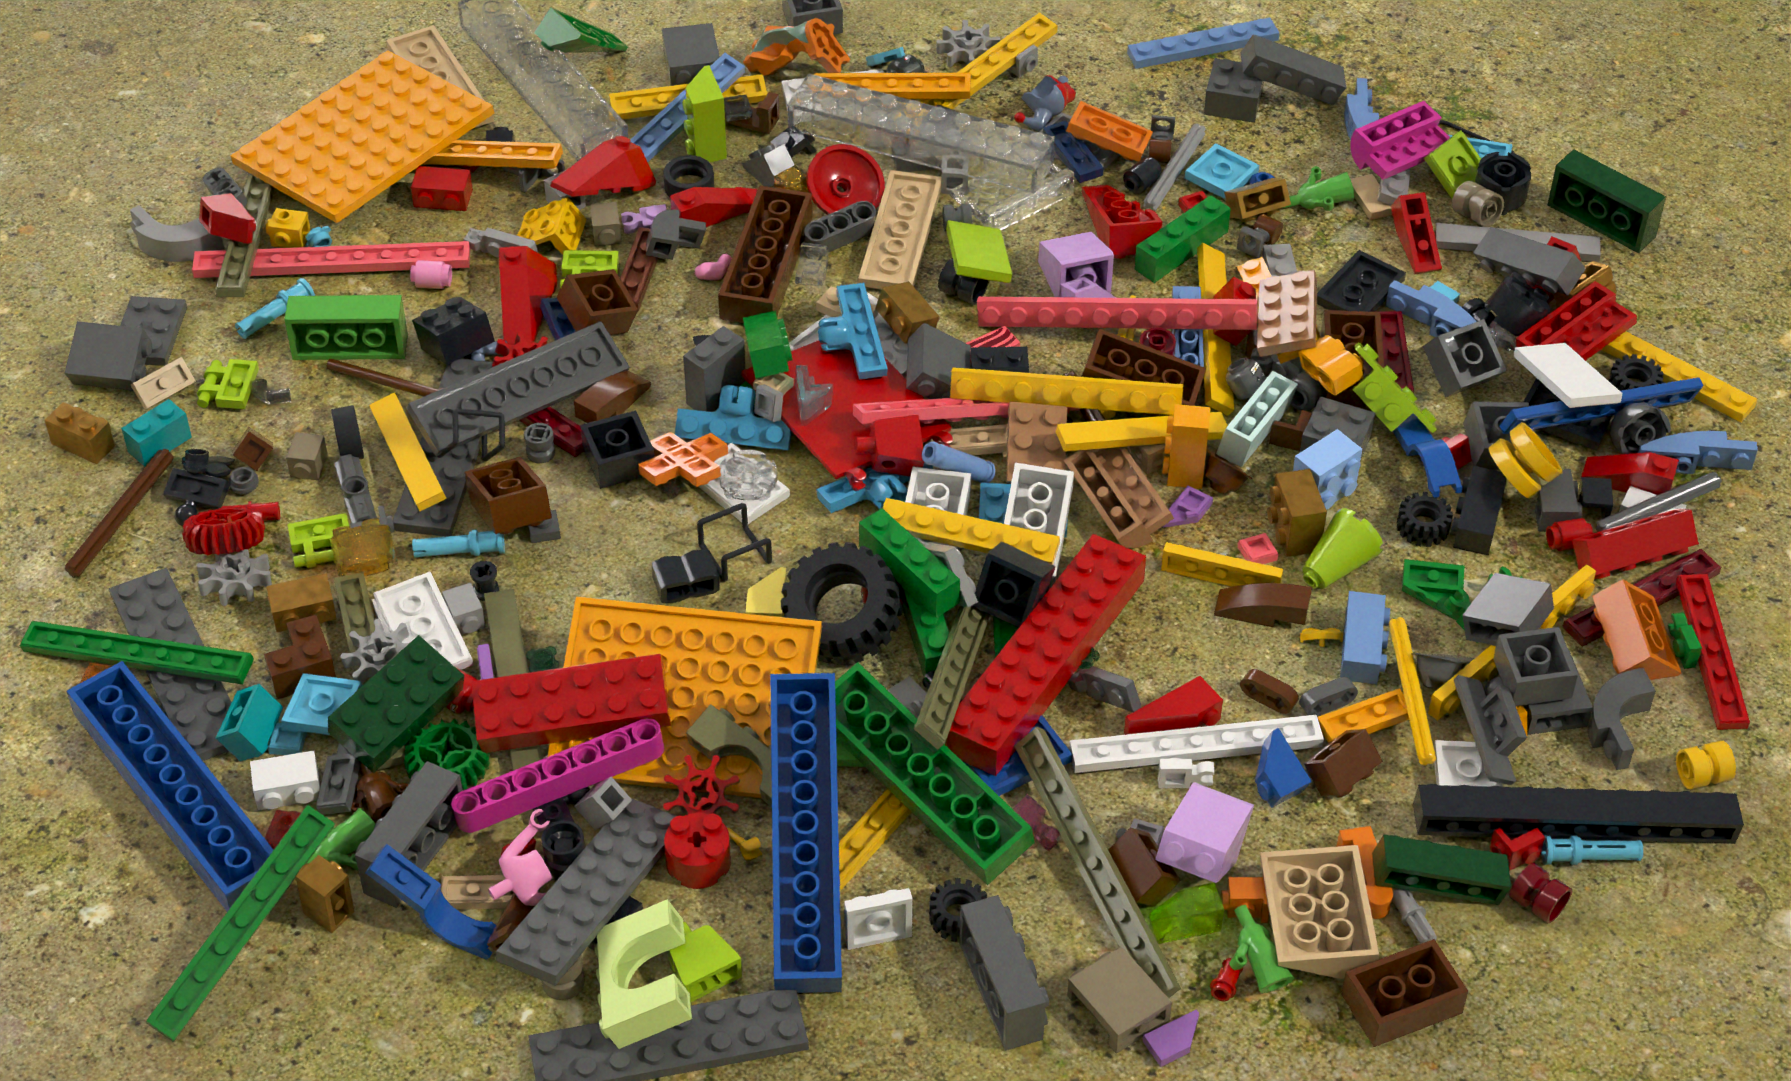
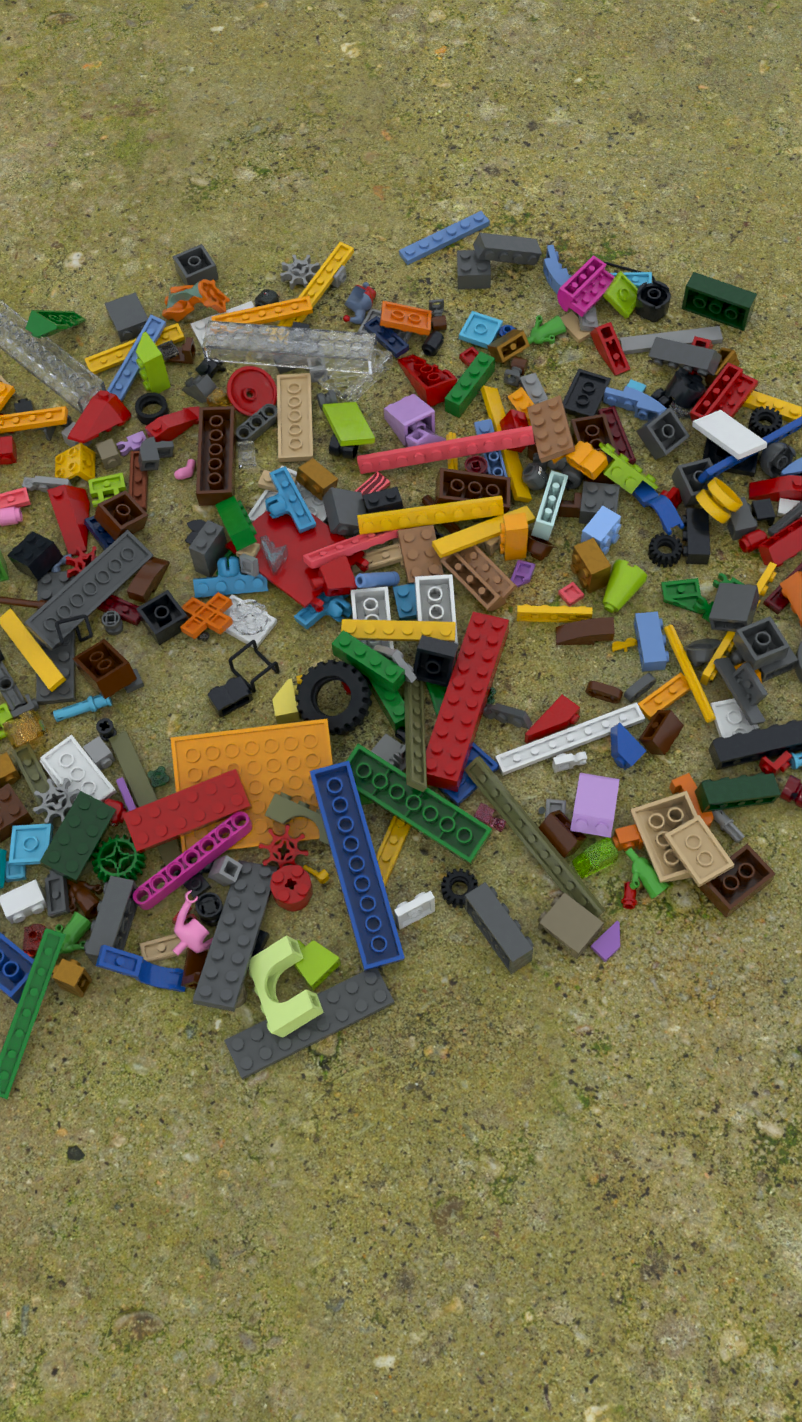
camera: 10 degrees left, 15 degrees up
(885, 56) = (250, 292): medium azure tile -> none
(1174, 167) = (450, 332): light grey axle -> none
(1351, 928) = (699, 851): none -> tan plate
(1478, 203) = (642, 319): dark tan wheel -> none

